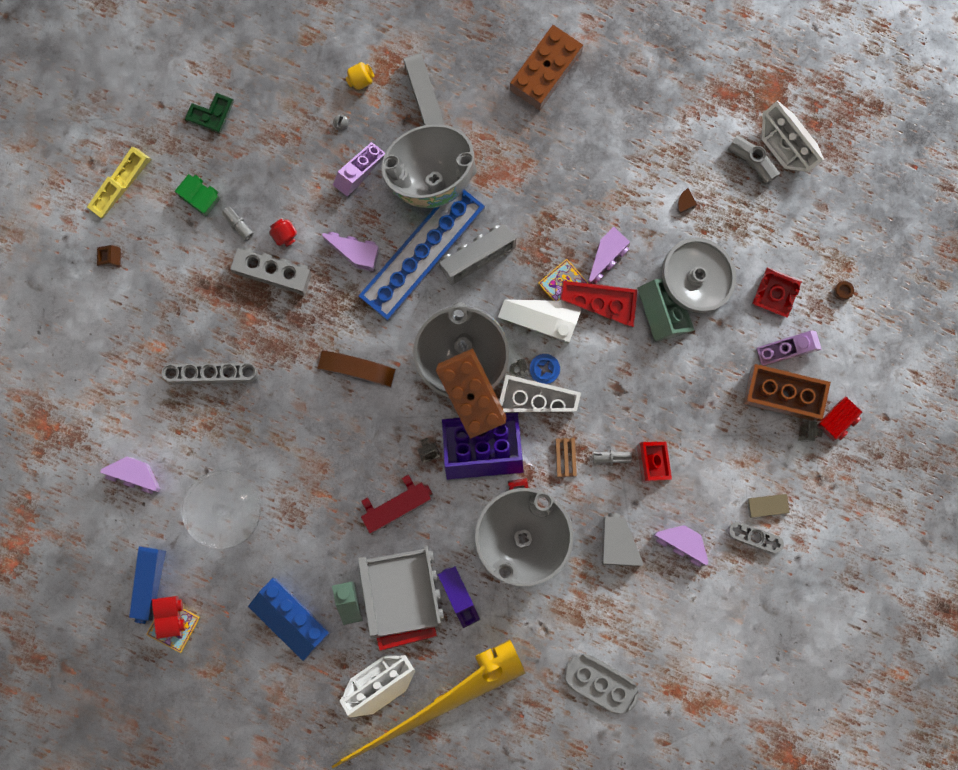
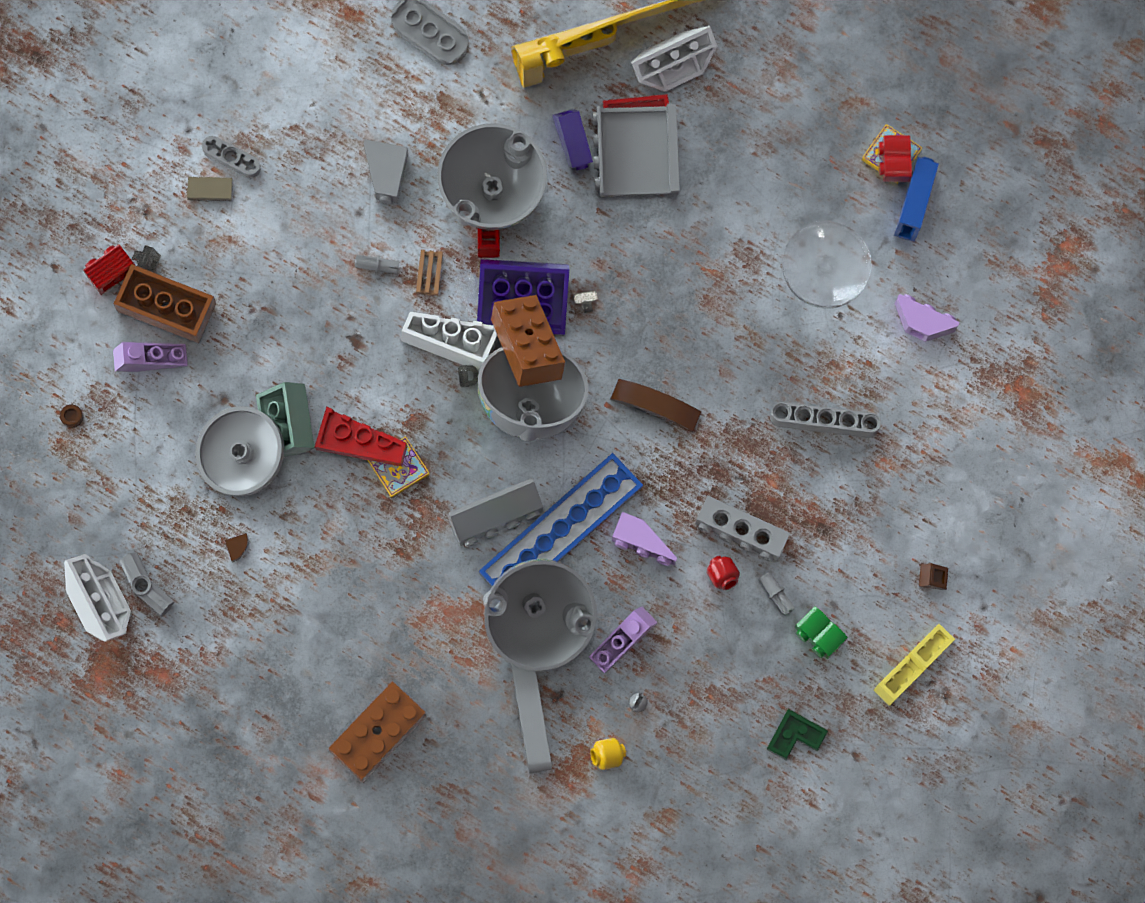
camera: 175 degrees left, 5 degrees down
(288, 619) = (762, 142): blue slope -> none
(347, 602) = (696, 150): sand green slope -> none
(397, 507) = (630, 242): dark red brick -> none
(546, 317) = (430, 430): white wedge -> none
(553, 366) = (436, 363): blue gear -> none
(609, 249) = (339, 499): lavender slope -> none
(654, 461) = (330, 252): red slope -> none
(684, 542) = (313, 161): lavender slope -> none
(777, 292) = (150, 424): red slope -> none

